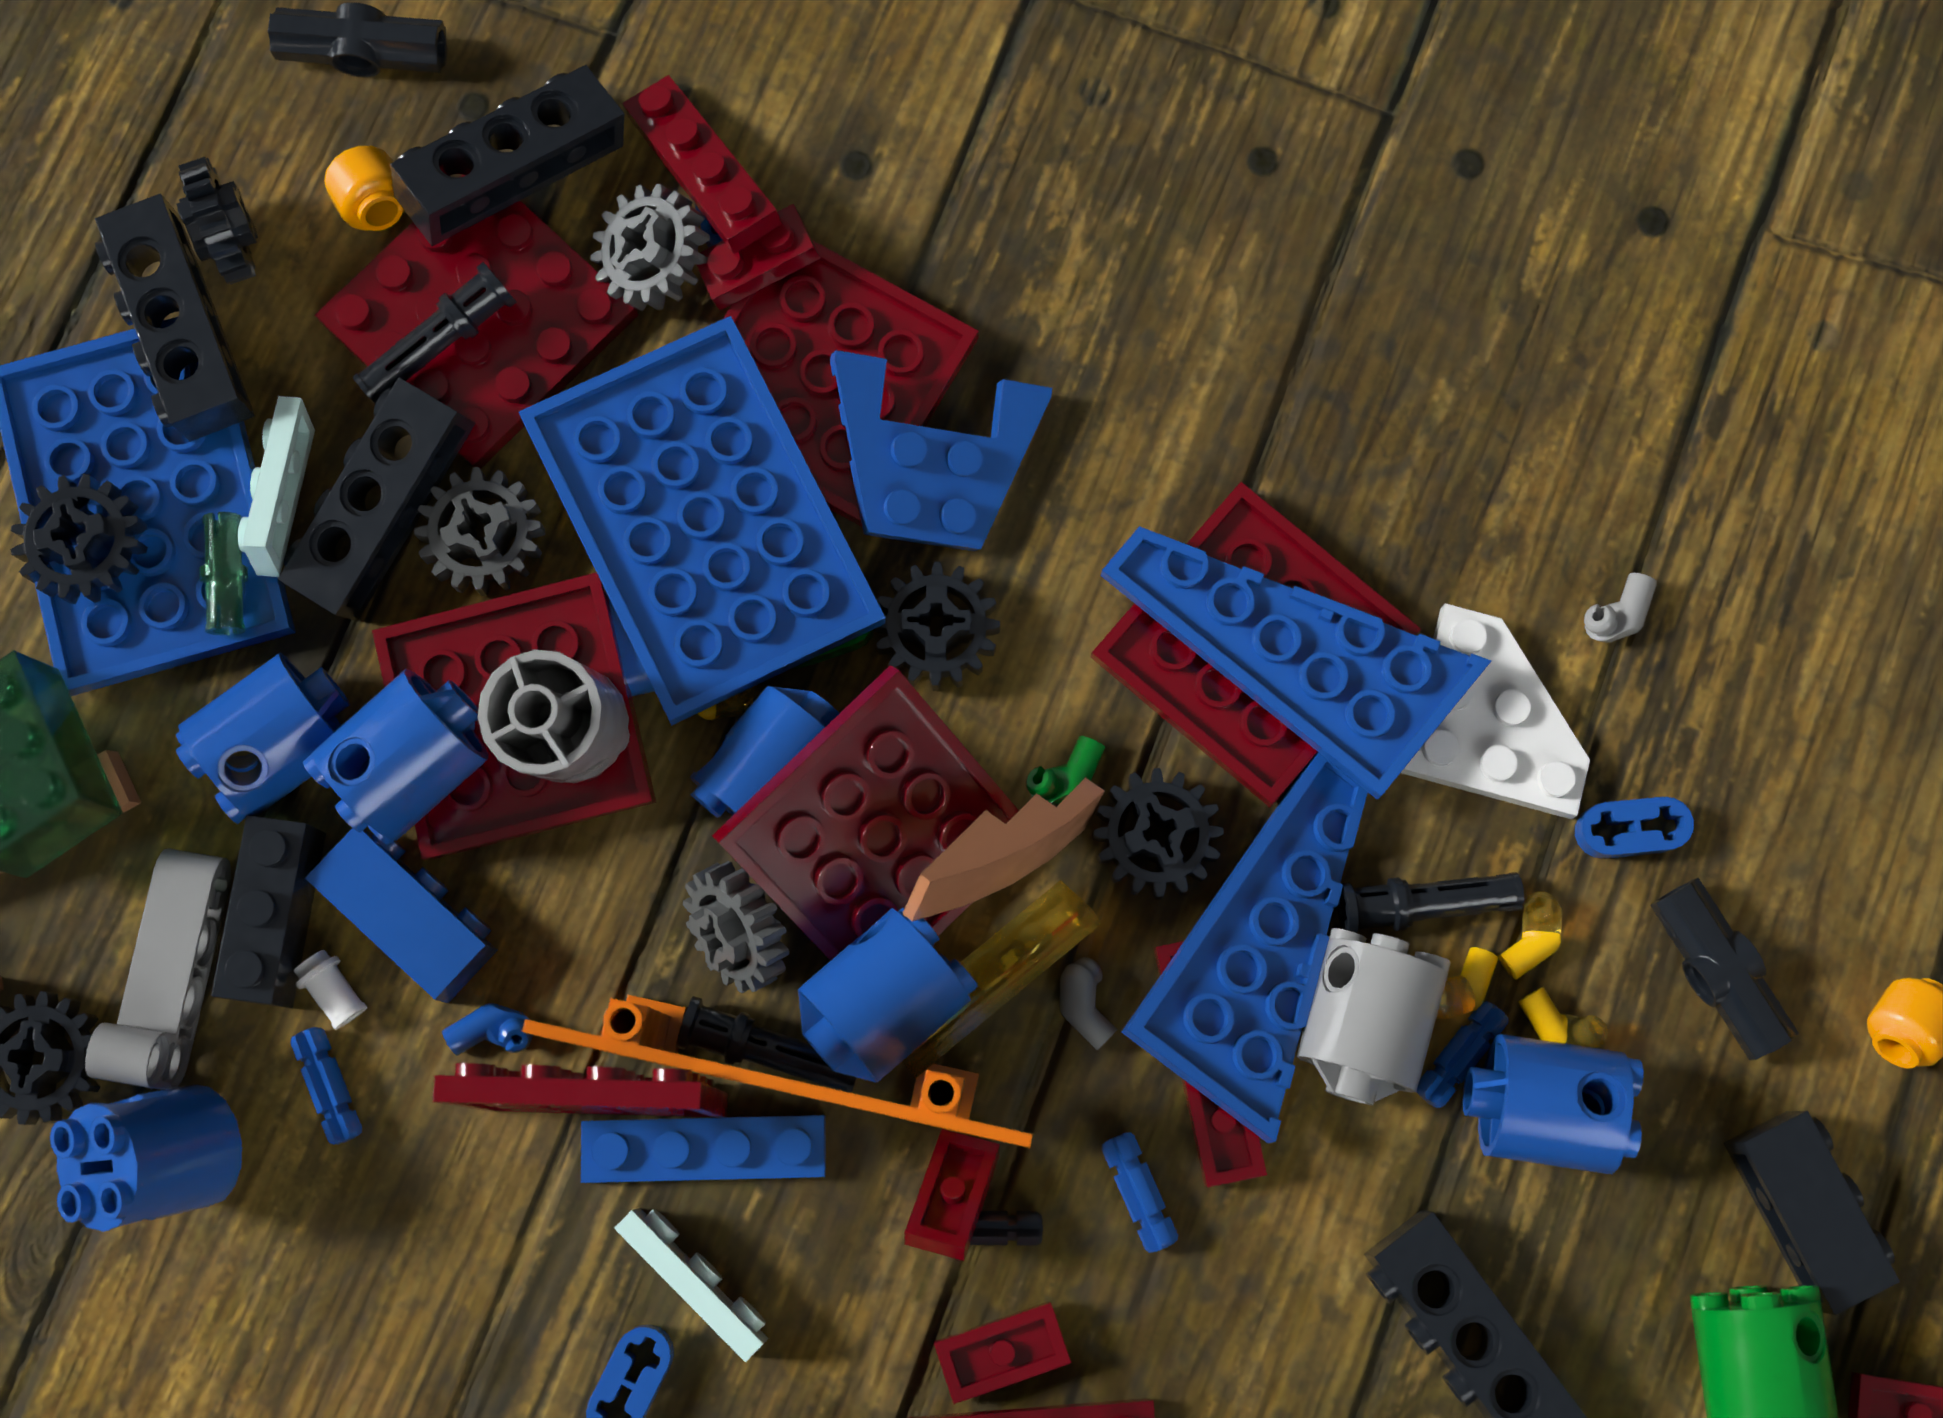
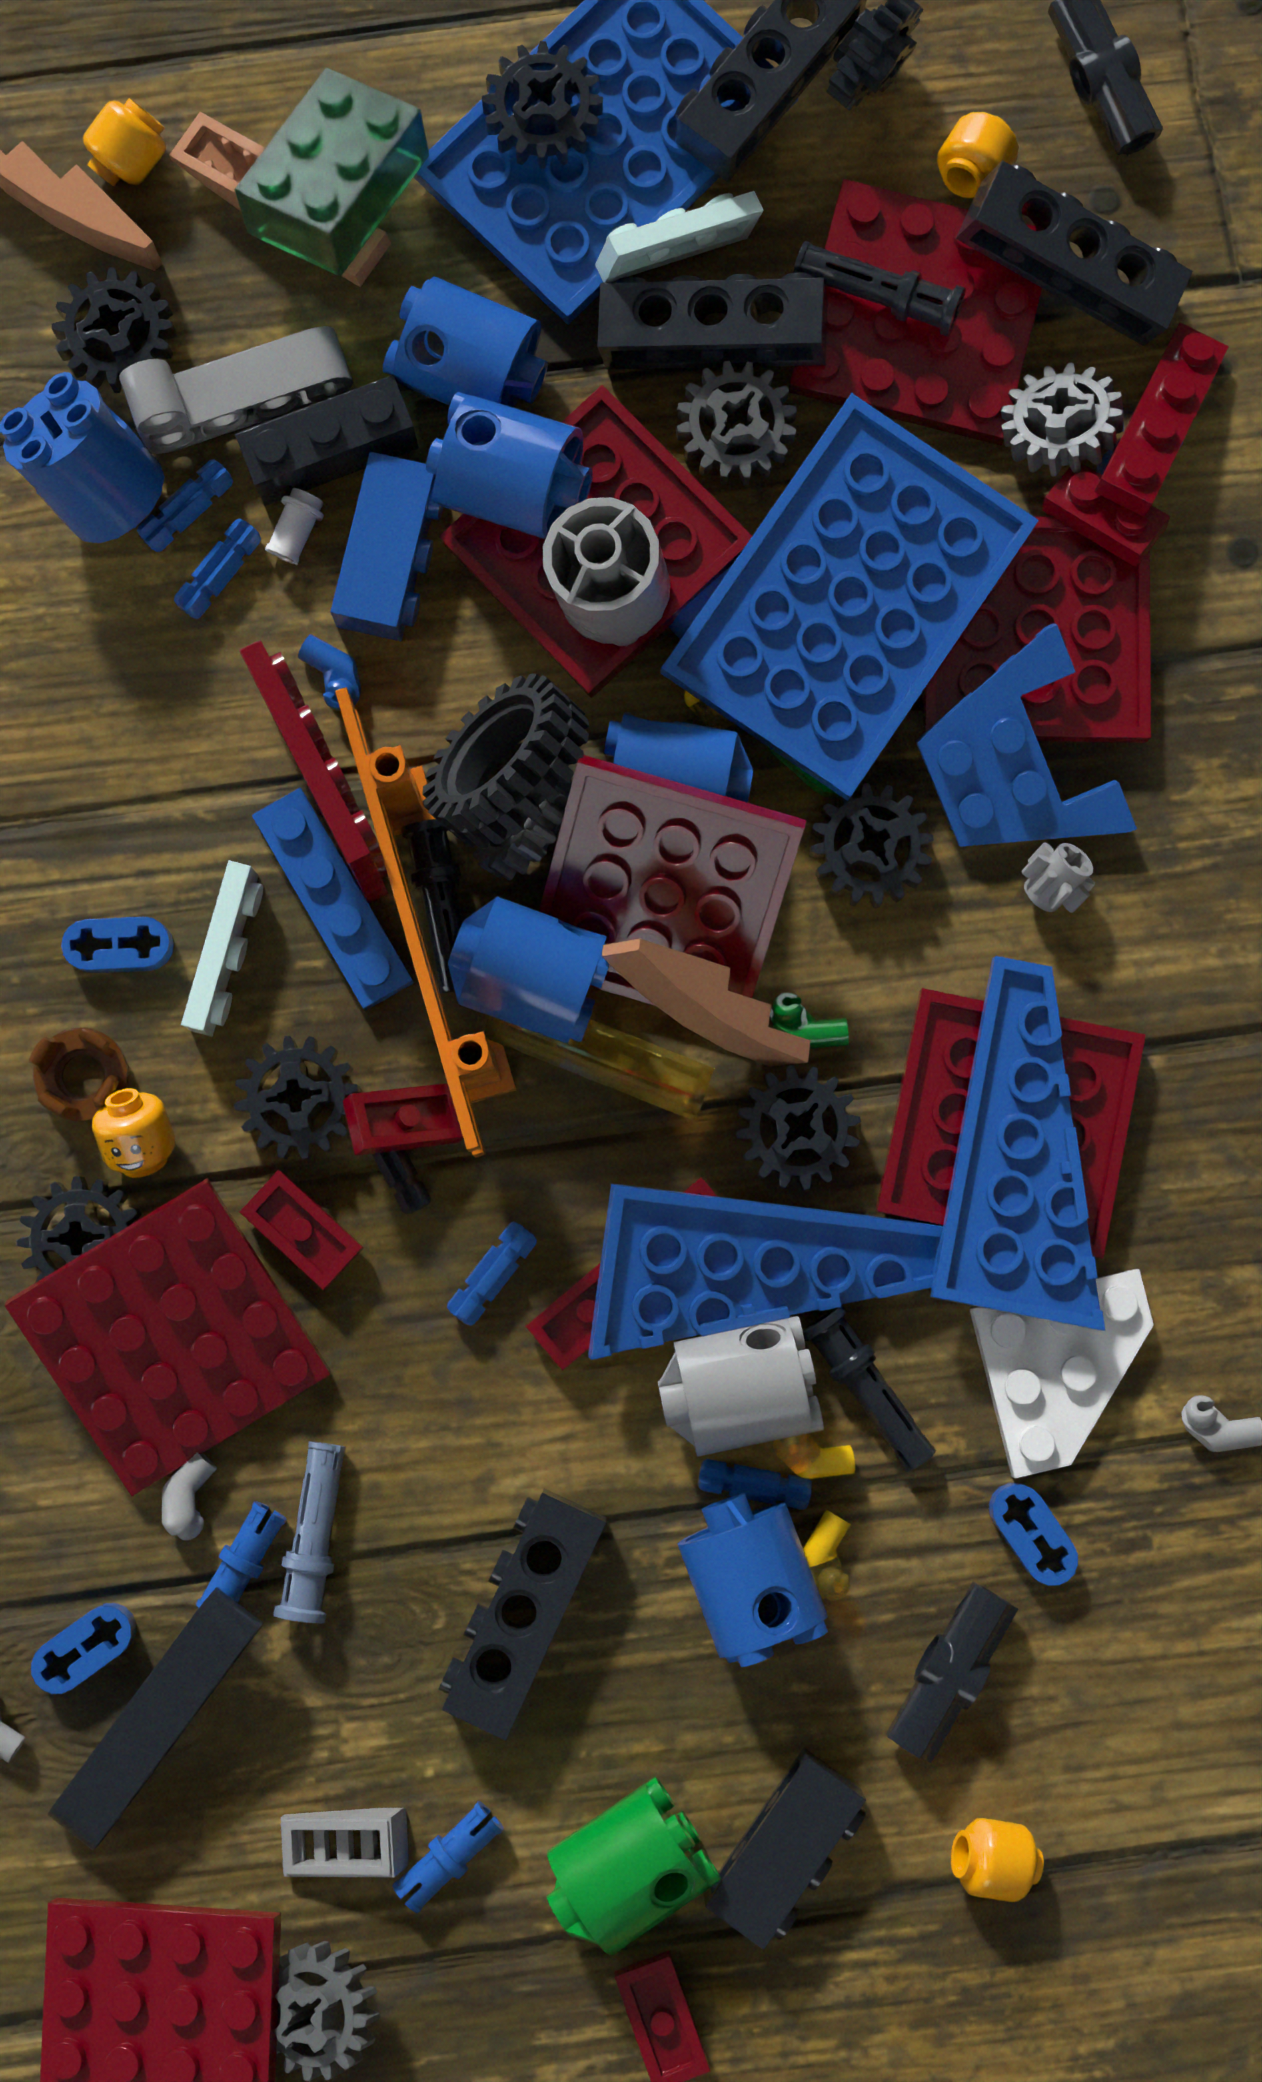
camera: 60 degrees right, 5 degrees up
(223, 574) = (579, 237): pin -> none
(247, 1083) = (185, 505): none -> blue axle
(707, 901) = (552, 735): none -> black tyre
(847, 1277) = (294, 1072): none -> black gear
(1058, 478) = (1058, 877): none -> light grey gear
(1079, 998) = (621, 1137): dark grey arm -> none
(1540, 935) = (894, 1499): arm -> none

